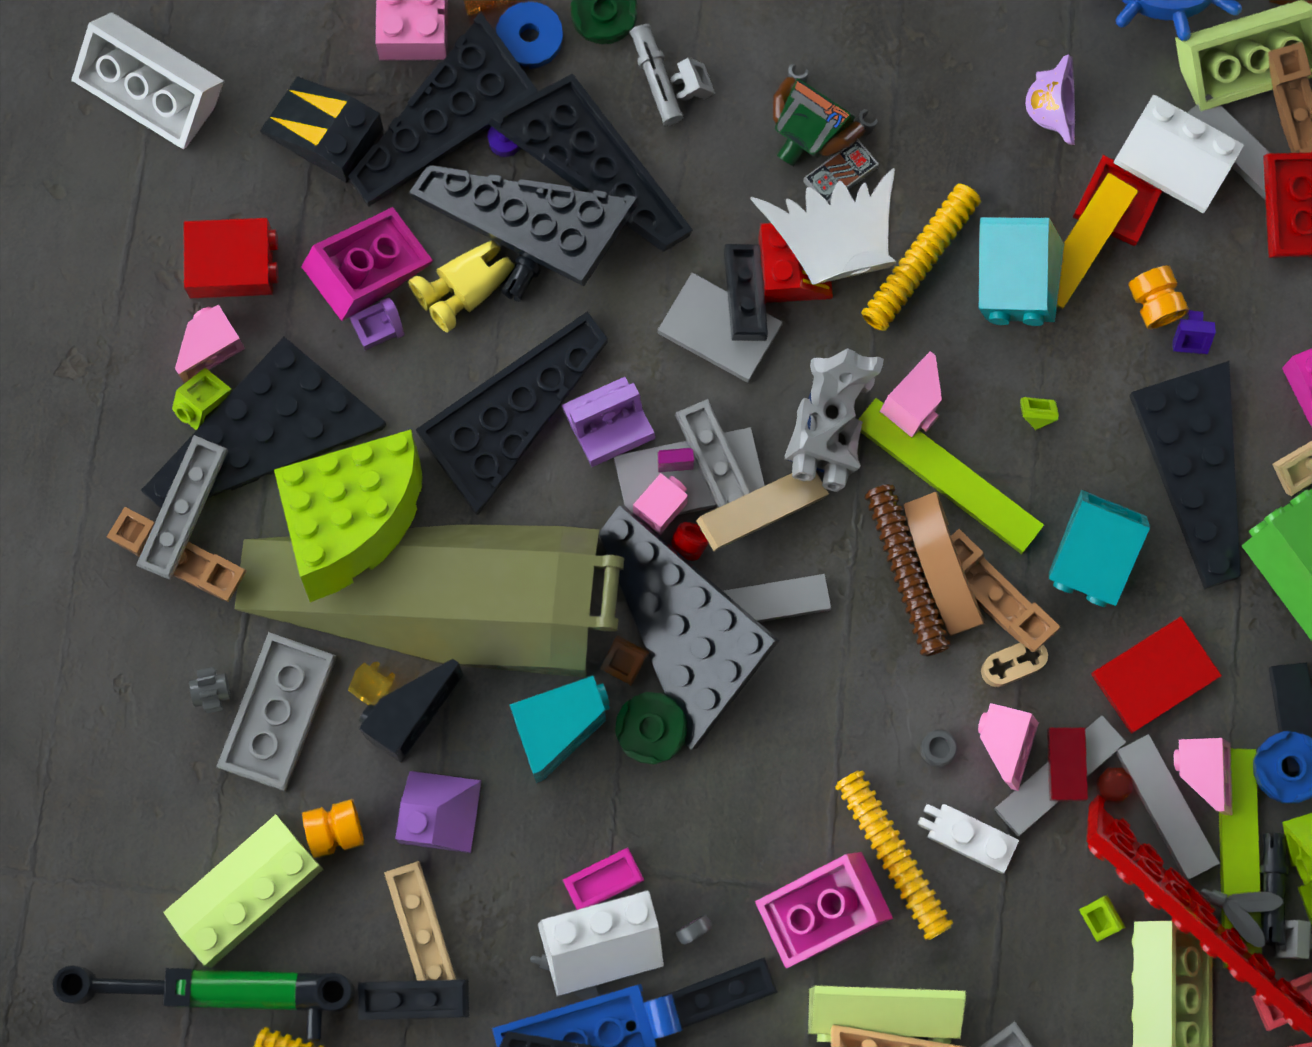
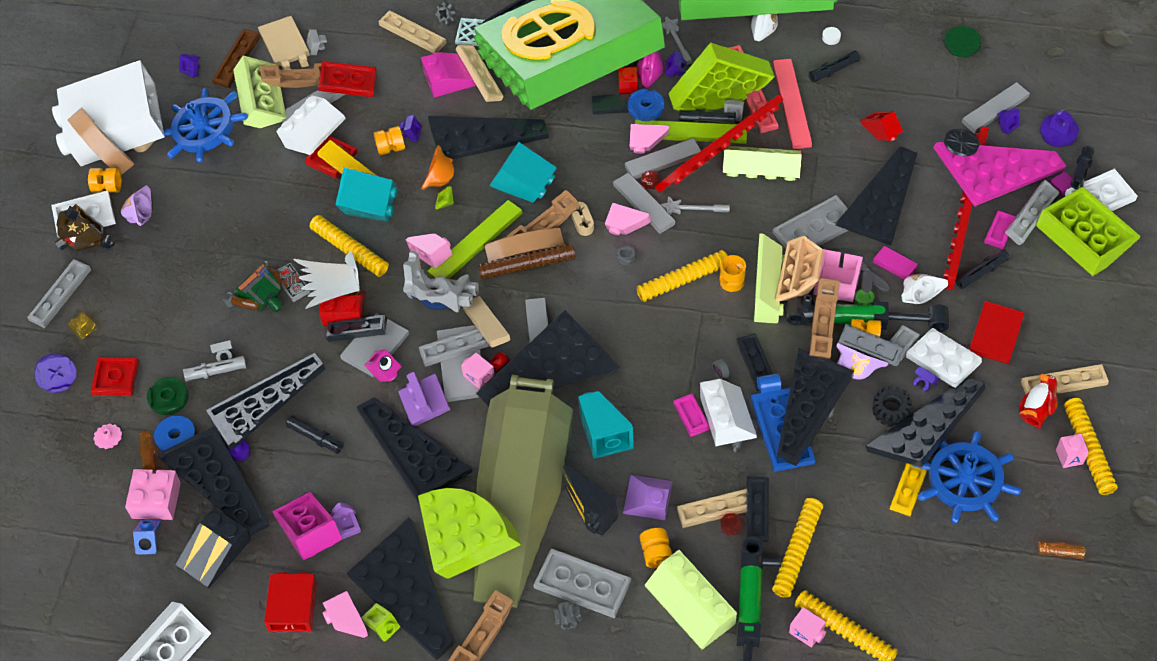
camera: 80 degrees left, 20 degrees down
(182, 507) = (451, 628): light grey tile -> none
(346, 21) = (147, 530): none -> bracket
(369, 684) = (571, 527): clear yellow tile -> none
(386, 954) = (730, 524): none -> clear red tile
(467, 278) = (329, 466): light yellow piece -> none
(534, 218) = (295, 428): black wing -> none
(624, 660) = (567, 395): reddish brown tile -> none
(651, 728) = (608, 382): dark green tile -> none
(666, 344) = (383, 366): none -> dark pink brick
(675, 460) = (453, 362): magenta tile -> none
(823, 909) = (712, 308): dark pink slope -> none
(899, 945) = (732, 273): none -> light orange wheel
(969, 837) = (674, 243): white hinge -> none
(1052, 100) = (269, 180): lavender hat -> none
(1057, 832) = (675, 206): none -> light grey piece
(1067, 764) = (639, 195): dark red tile -> none
(1097, 396) = (440, 170): none -> orange hat
(1102, 918) = (720, 188): lime slope -> none
(1156, 674) = (593, 159): red tile -> none
(1237, 908) = (718, 130): dark grey piece -> none

